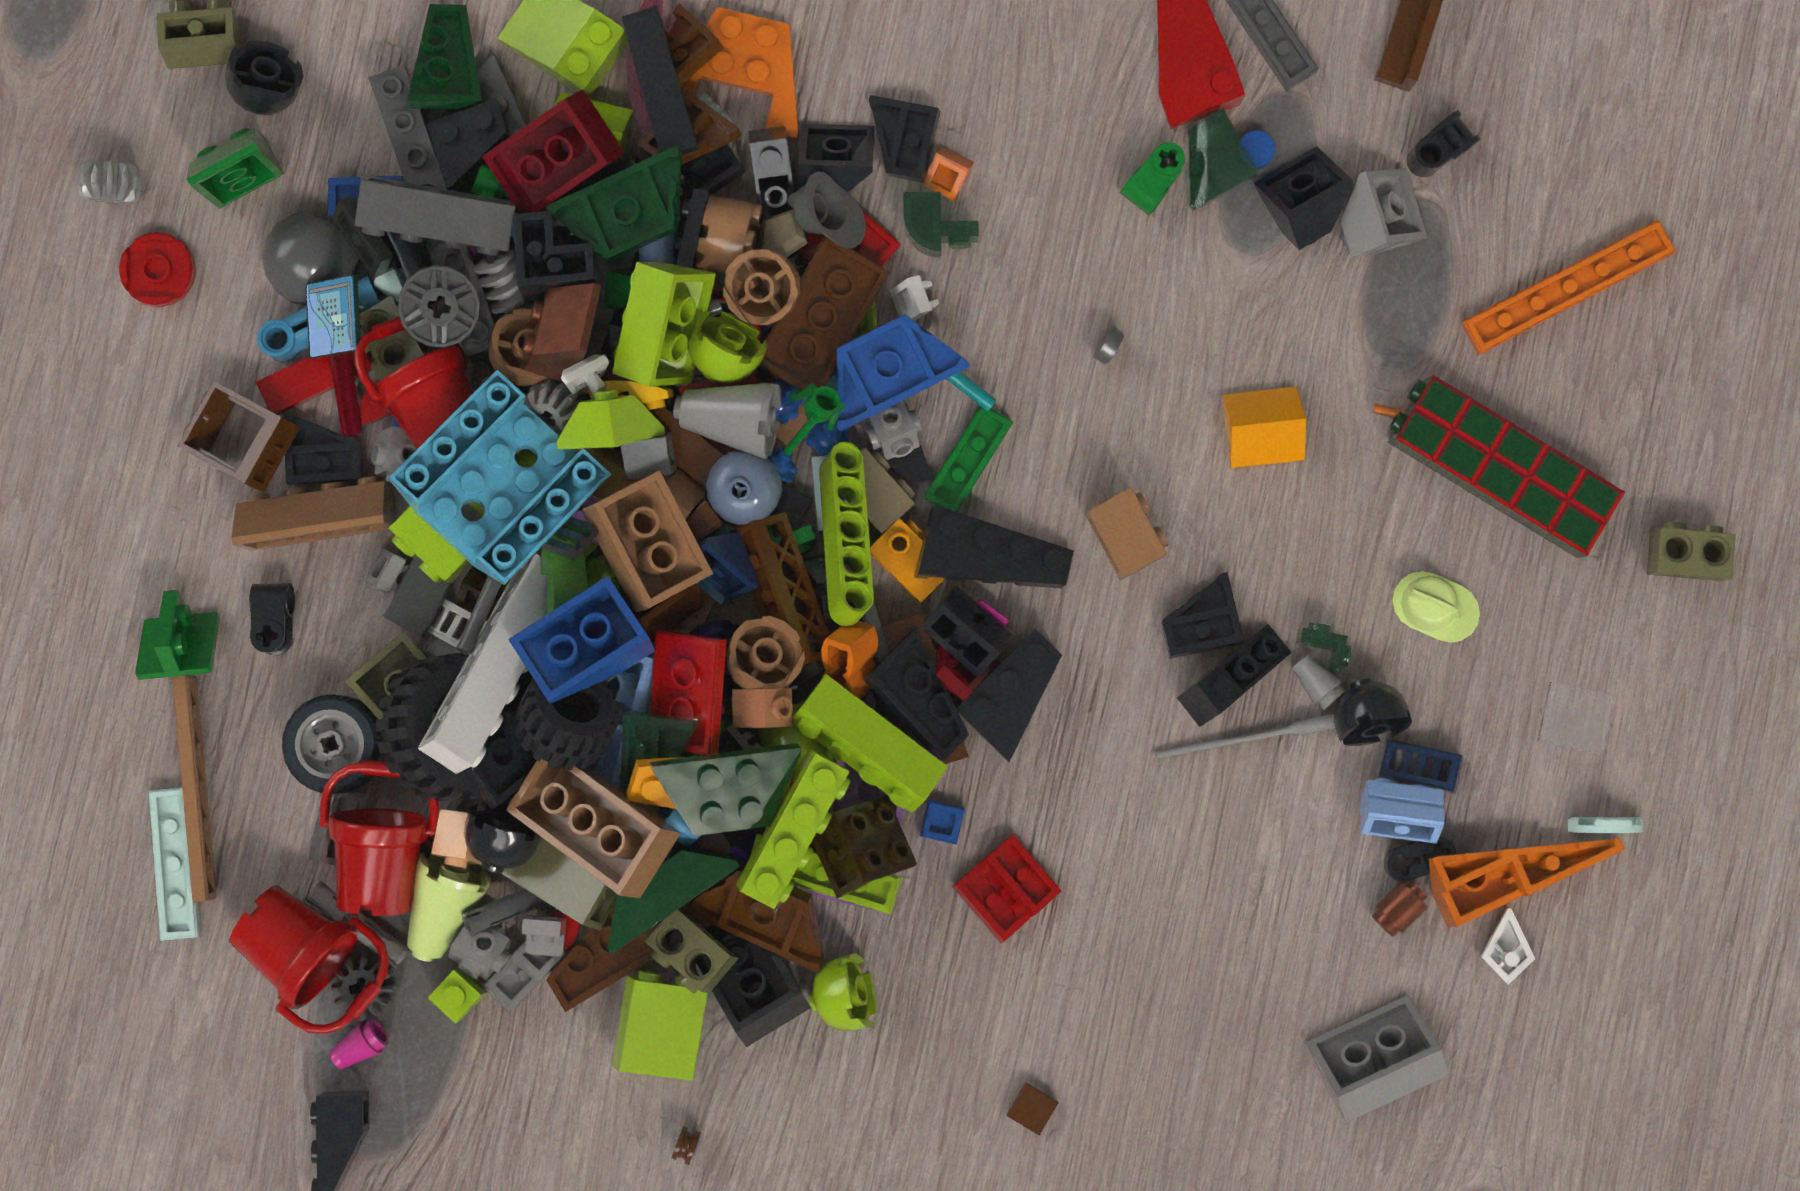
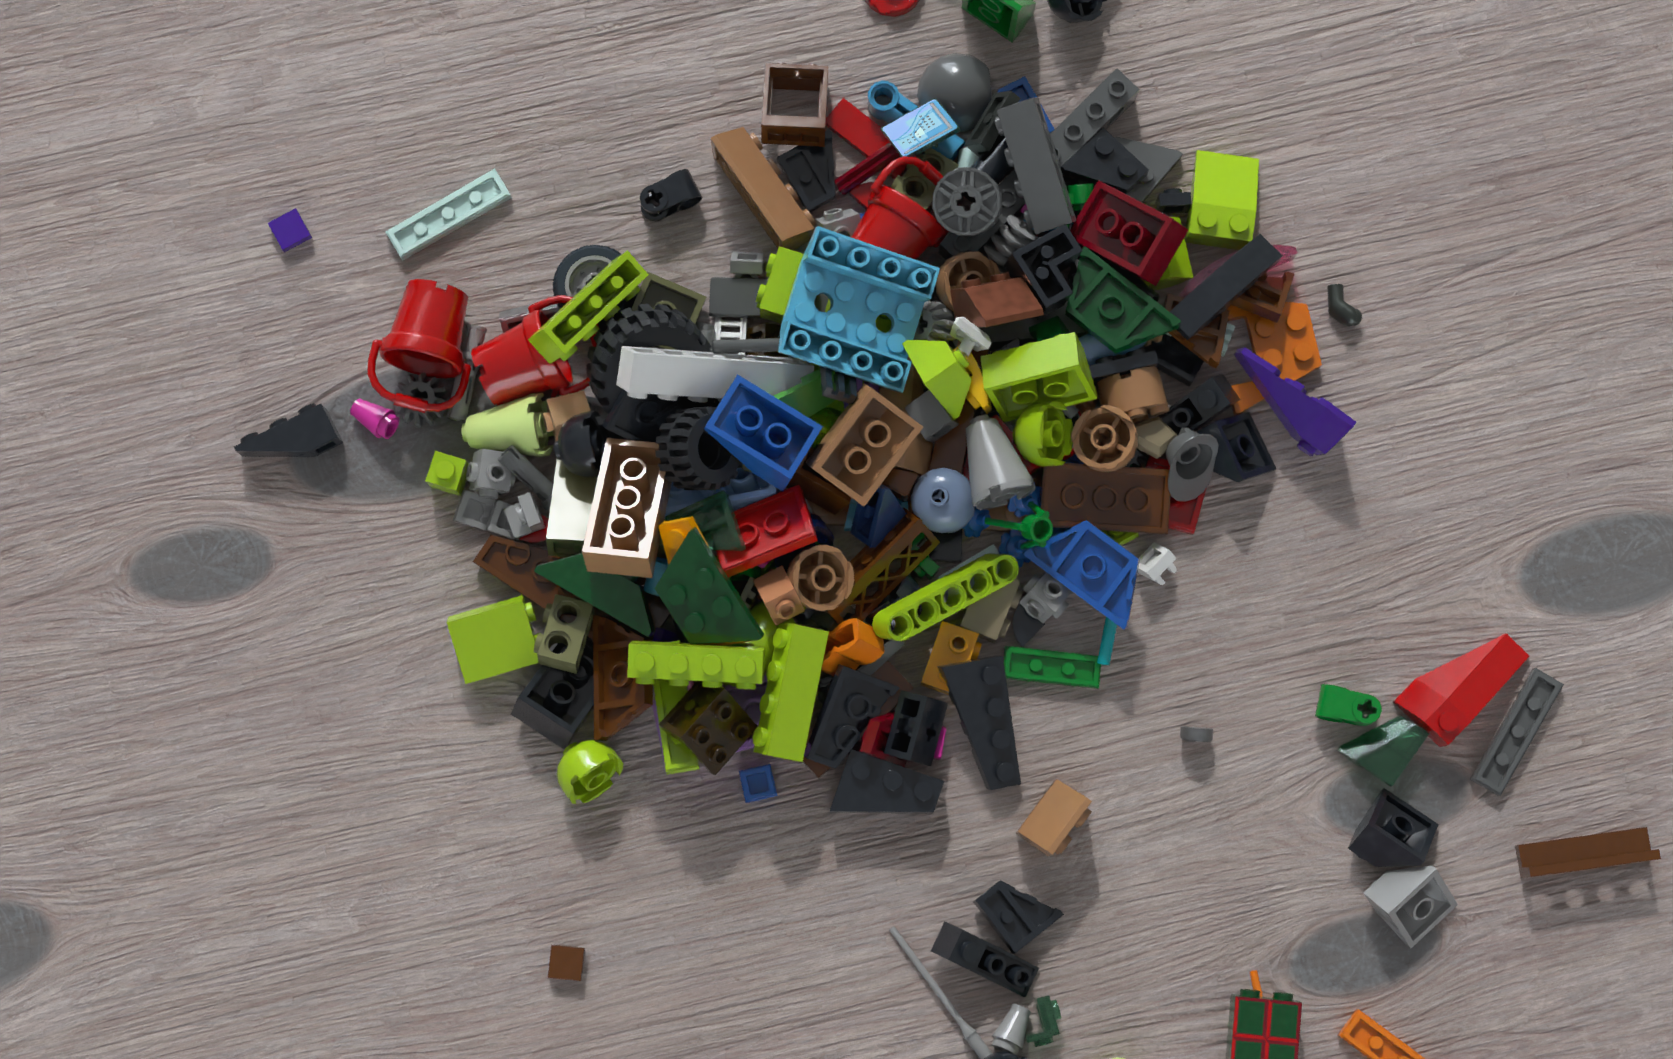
camera: 65 degrees right, 5 degrees down
(107, 1042) = (290, 230): none -> dark purple tile
(177, 641) = (618, 134): green bracket -> none
(194, 788) = (512, 201): medium nougat tile -> none
(355, 764) = (588, 307): none -> lime brick
(445, 62) = (1158, 119): dark green wing -> none
(540, 90) = (1173, 201): none -> black plate
(686, 1145) = (412, 704): reddish brown bush -> none
(844, 65) = (1308, 420): none -> dark purple wedge
(905, 136) = (1280, 496): black wing -> none
(926, 229) = (1215, 548): clear green brick -> none
(947, 173) = (1268, 543): orange slope -> none
(1006, 888) = (729, 859): red slope -> none
(1259, 148) = (1412, 778): blue tile -> none
(1264, 427) = (1193, 889): light orange slope -> none
(1445, 142) = (1494, 926): black piece -> none

